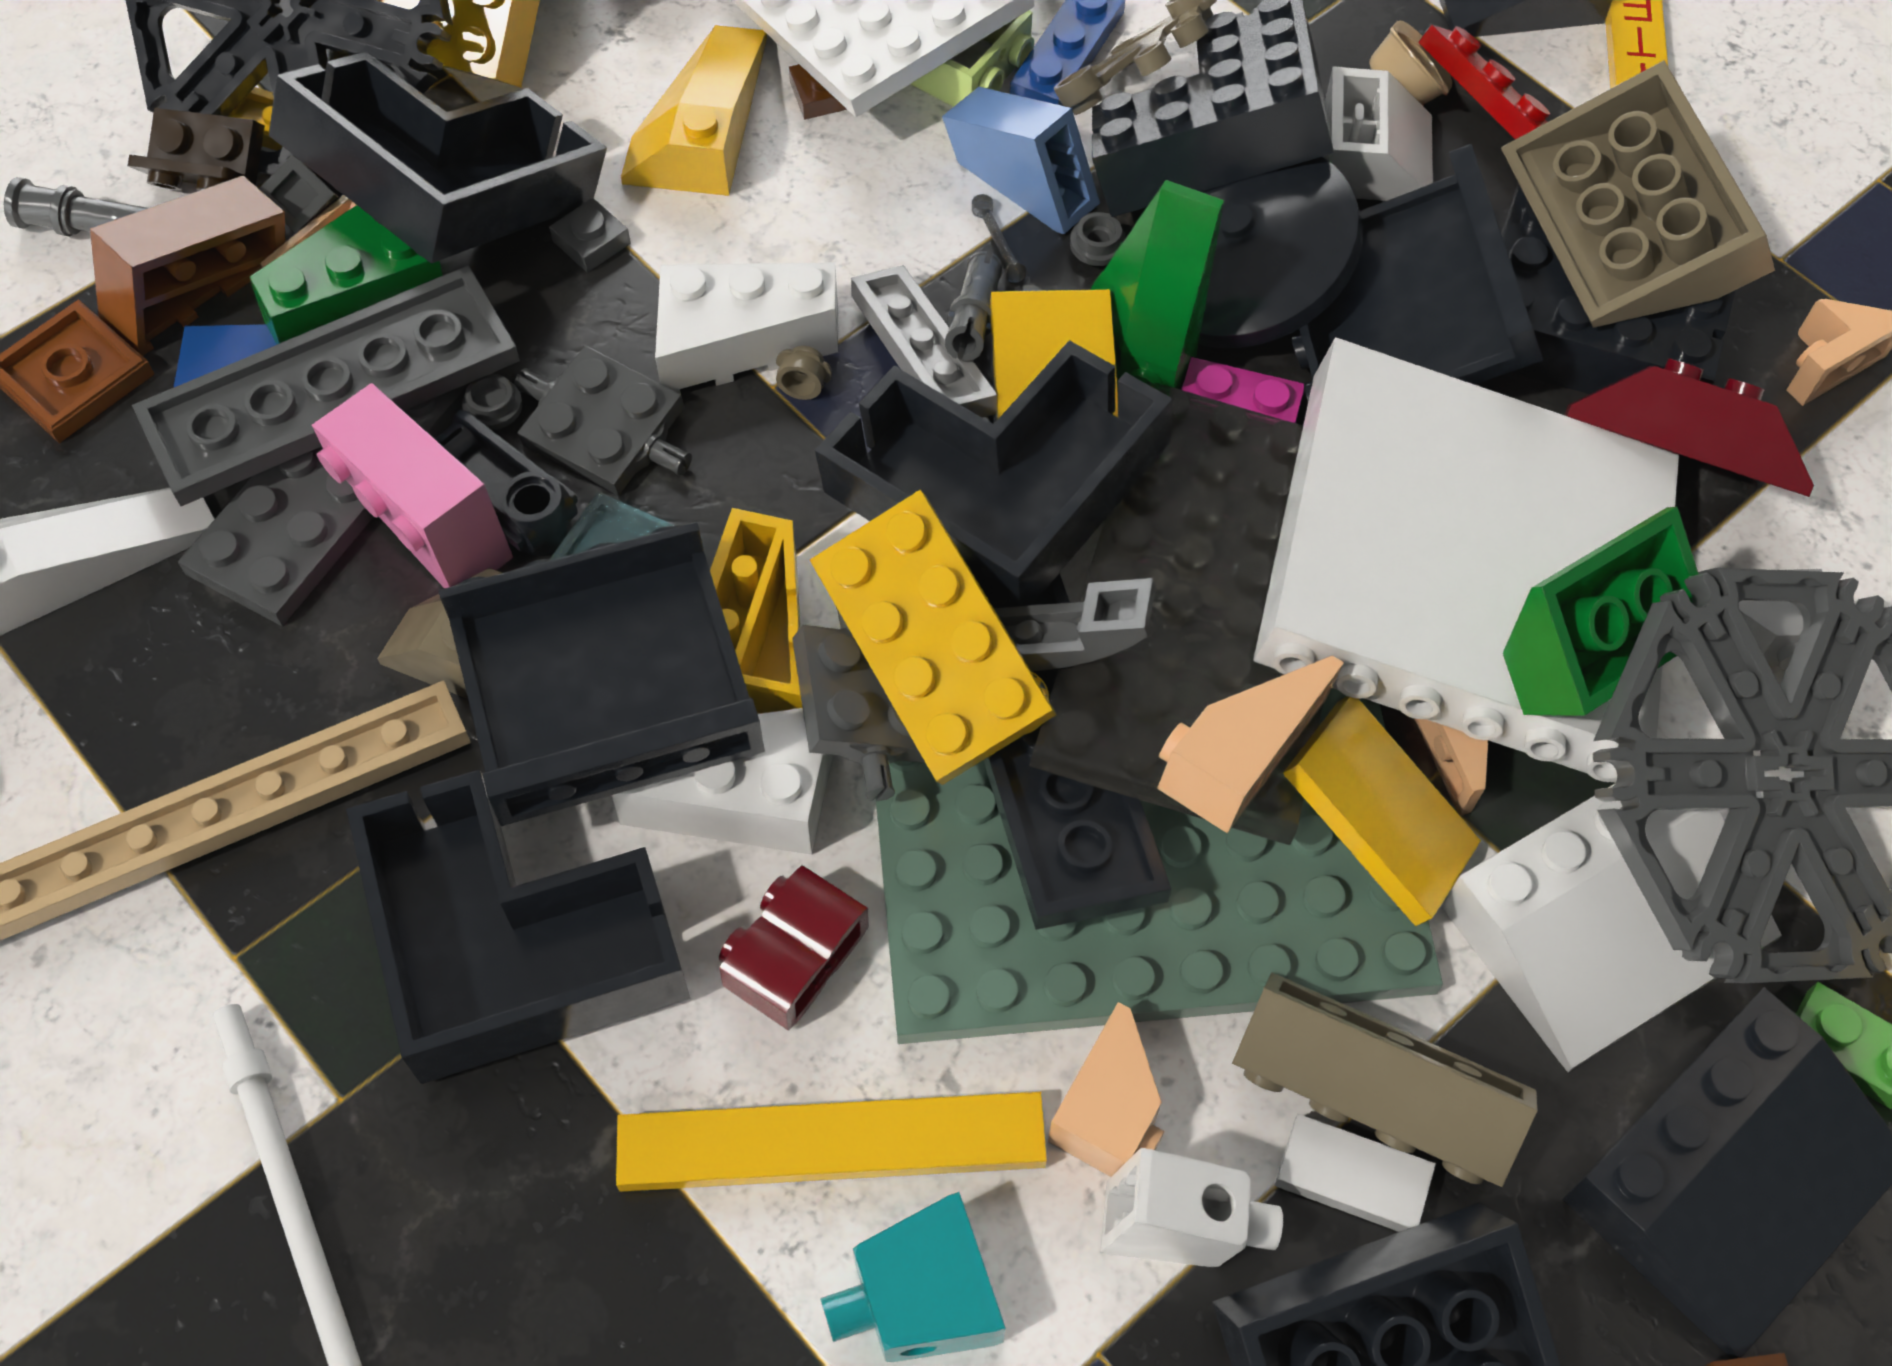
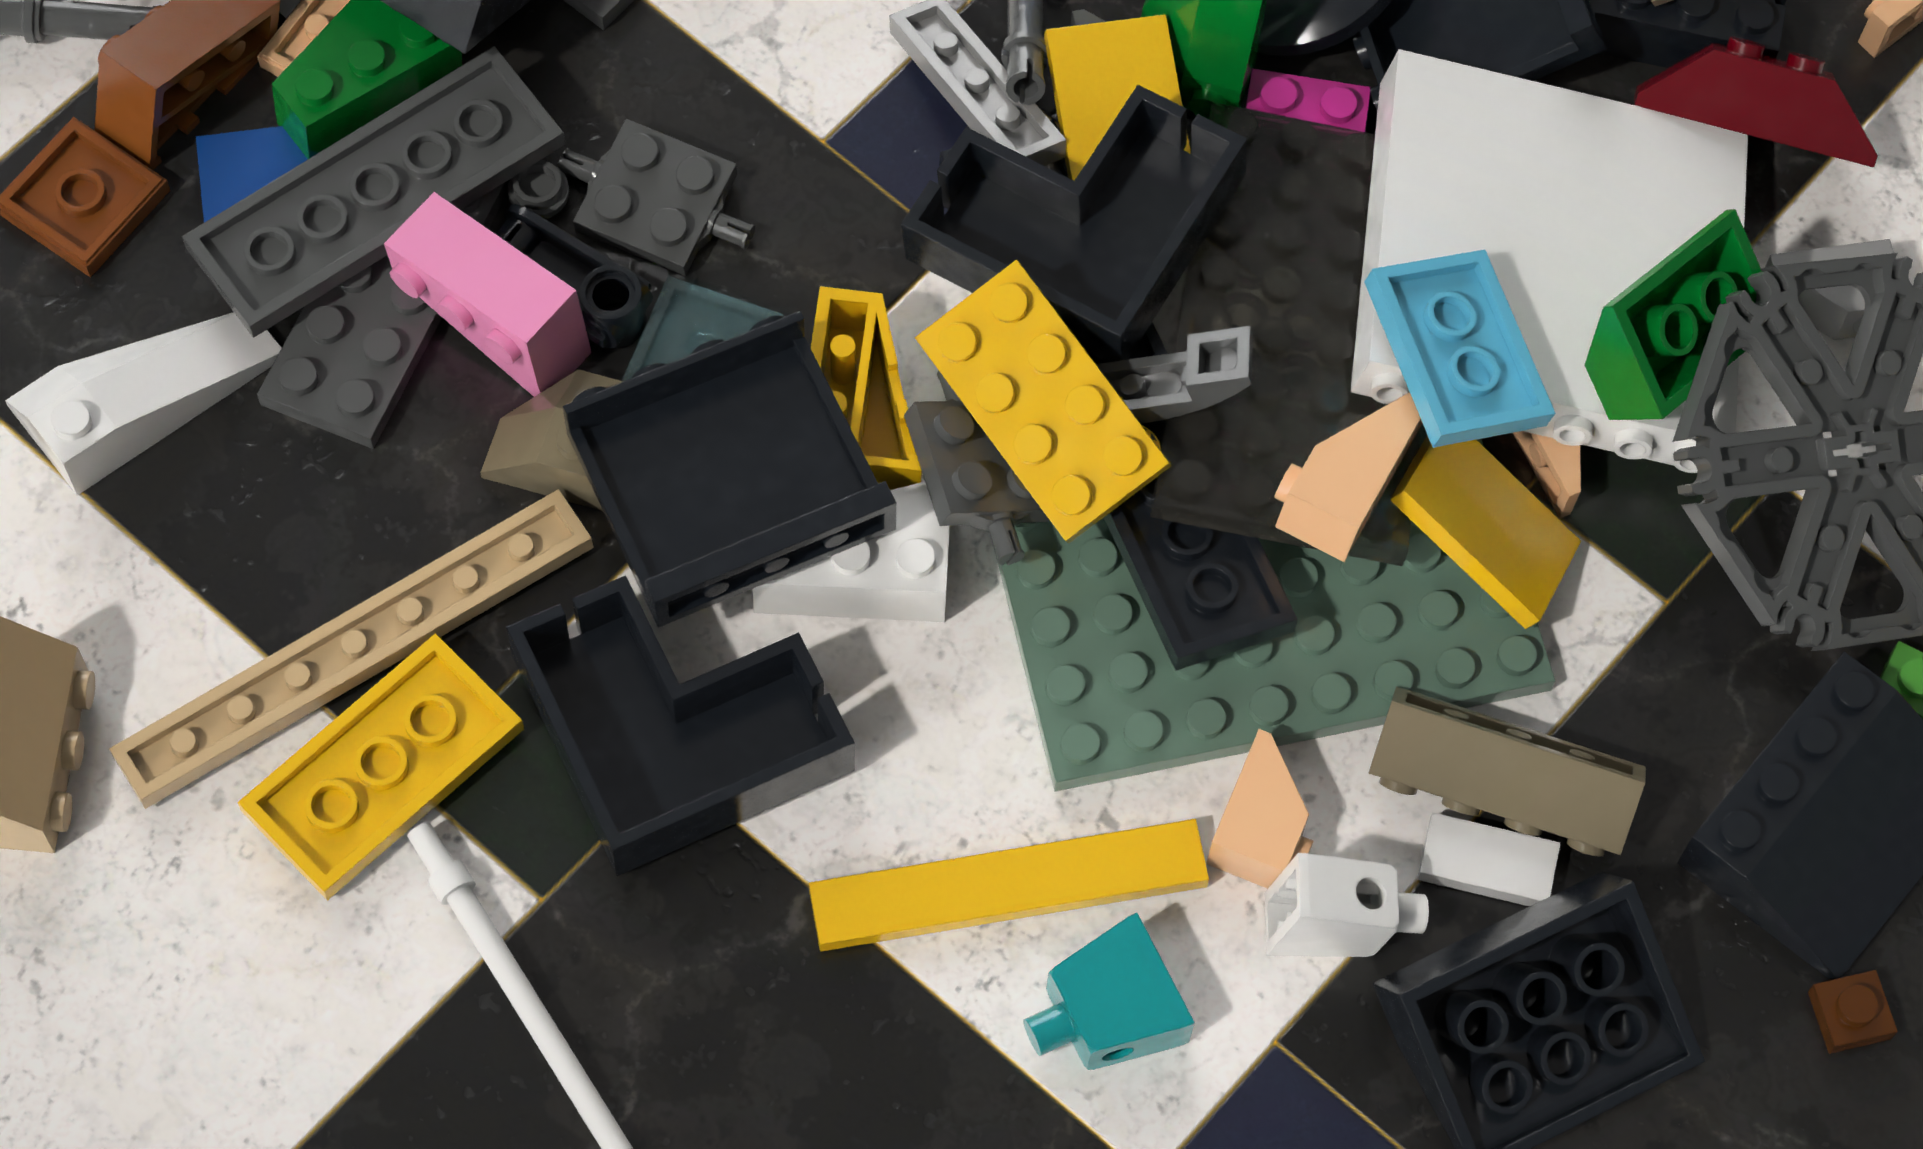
camera: 10 degrees left, 5 degrees up
(200, 942) = (381, 766): none -> yellow plate
(740, 318) = (785, 72): white wedge -> none
(793, 946) = (945, 710): dark red brick -> none
(802, 372) = (854, 124): dark tan plate -> none
(1371, 623) = (1459, 348): none -> medium azure plate
(1574, 931) = (1672, 620): white slope -> none

